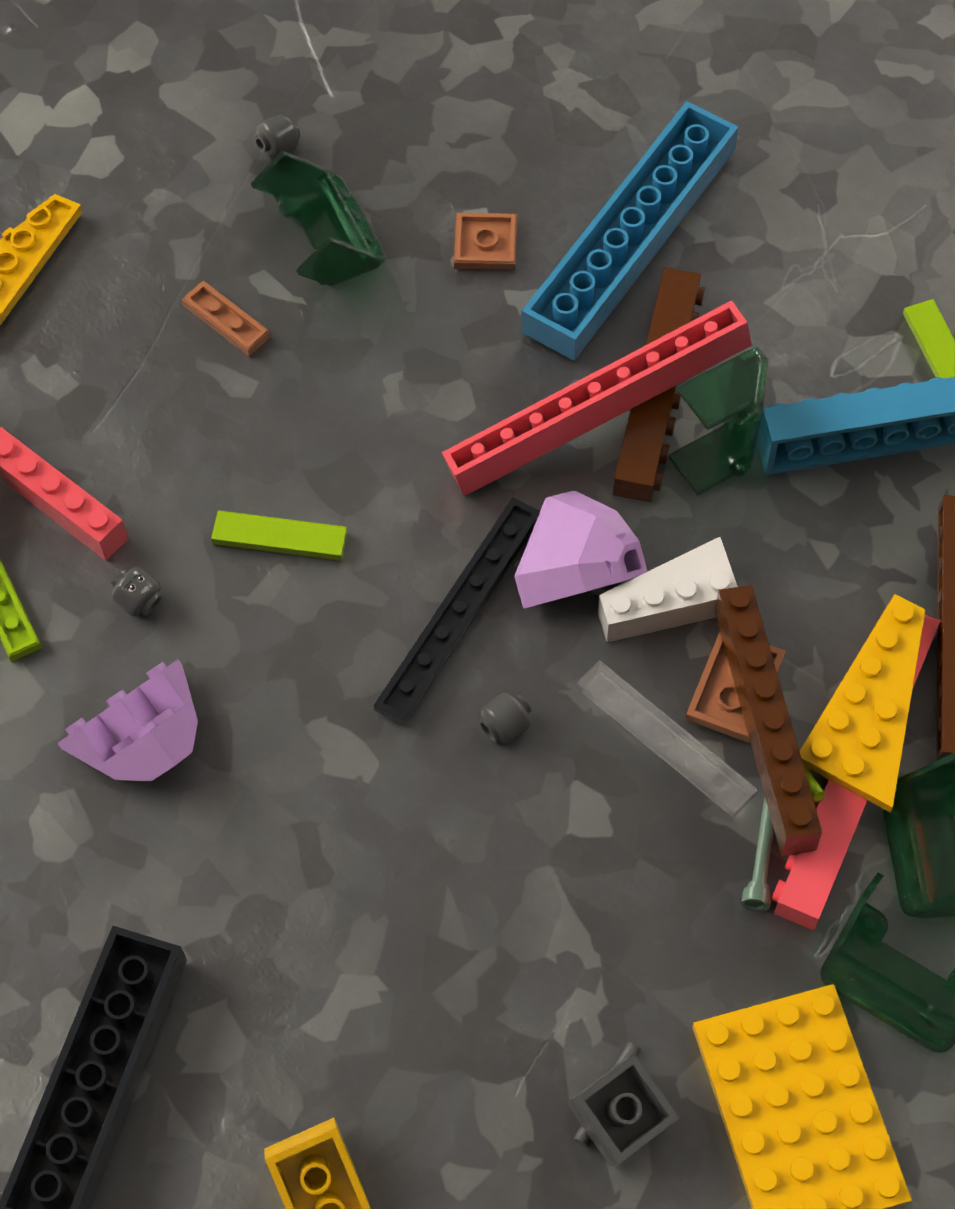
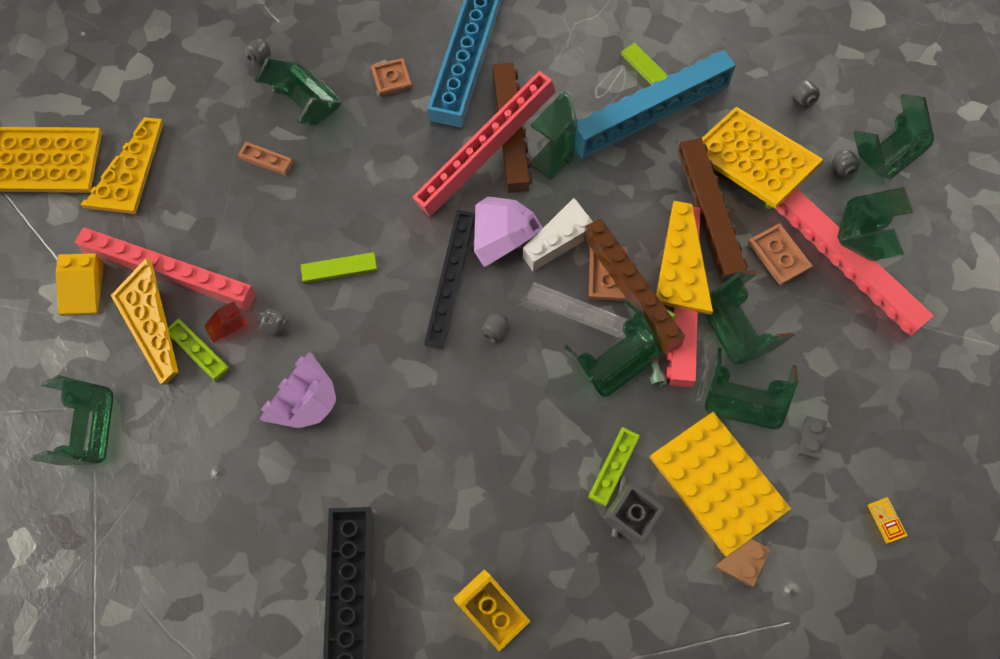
camera: 20 degrees left, 5 degrees up
(61, 567) = (225, 321): none -> clear red slope
(622, 1021) = (613, 467): none -> lime tile
(703, 843) = (622, 360): none -> clear green windscreen

